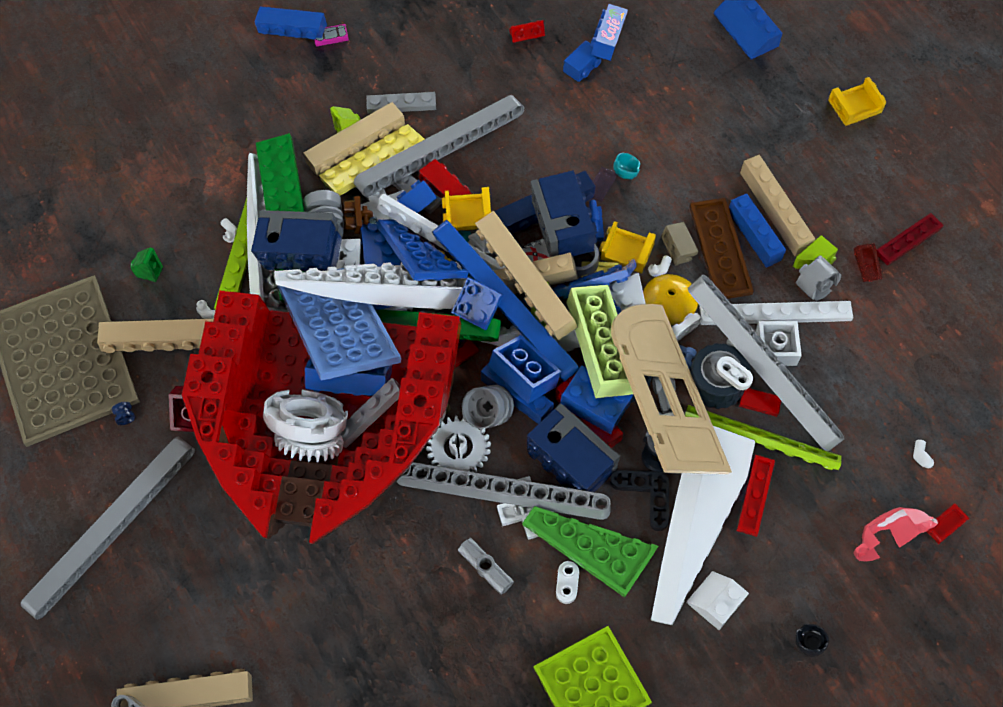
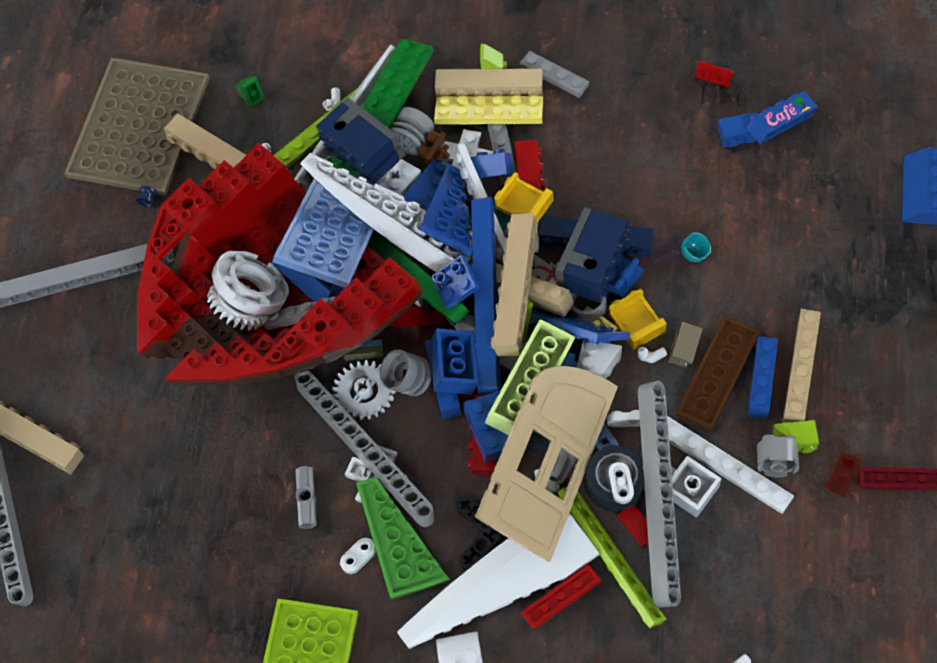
camera: 45 degrees right, 0 degrees up
(438, 145) = (552, 130): light grey beam -> none
(571, 451) = (440, 456): dark blue piece -> none
(676, 305) = (624, 377): yellow dish -> none

